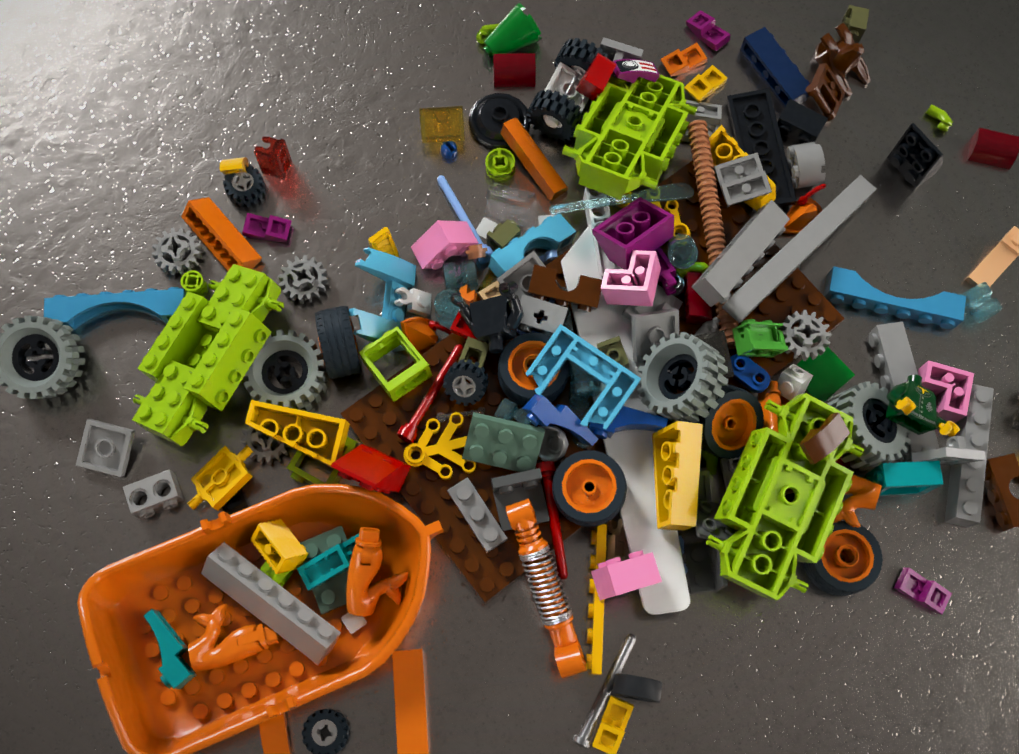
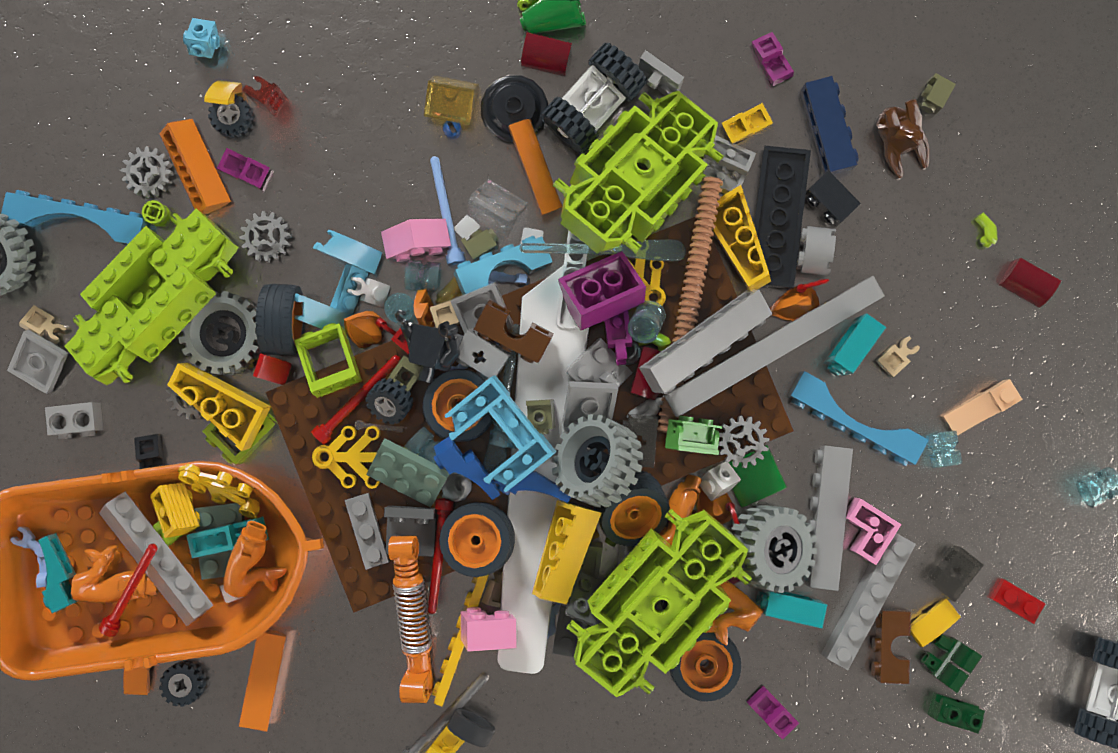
camera: 20 degrees right, 15 degrees up
(103, 411) = (40, 323): none -> tan plate
(132, 625) = (29, 542): none -> light blue piece
(203, 127) = (201, 38): none -> medium azure brick
(221, 478) = (139, 422): yellow plate -> none
(237, 685) = (111, 624): none -> red piece
(292, 499) = (220, 488): none -> yellow plant
(341, 391) = (272, 369): none -> red slope
(372, 469) = (275, 465): red slope -> none
(383, 242) = (353, 226): yellow slope -> none
(476, 252) = (443, 258): nougat plate -> none
(500, 165) = (499, 161): lime wheel -> none
(596, 77) = (623, 97): red slope -> none
(633, 68) = (665, 96): slope -> none
(634, 285) = (585, 351): bright pink brick -> none
(684, 61) = (733, 88): orange slope -> none
(742, 179) = (737, 258): light grey slope -> none
(747, 374) = (673, 464): blue plate -> none
(824, 440) = (704, 568): reddish brown slope -> none
(826, 83) = (877, 168): reddish brown plate -> none
(868, 233) = (854, 345): none -> teal window
(907, 238) = (895, 358): none -> tan plate
(916, 156) = (937, 273): black slope -> none
(916, 409) = (826, 546): dark green torso -> none
(952, 454) = (842, 601): light grey hinge -> none

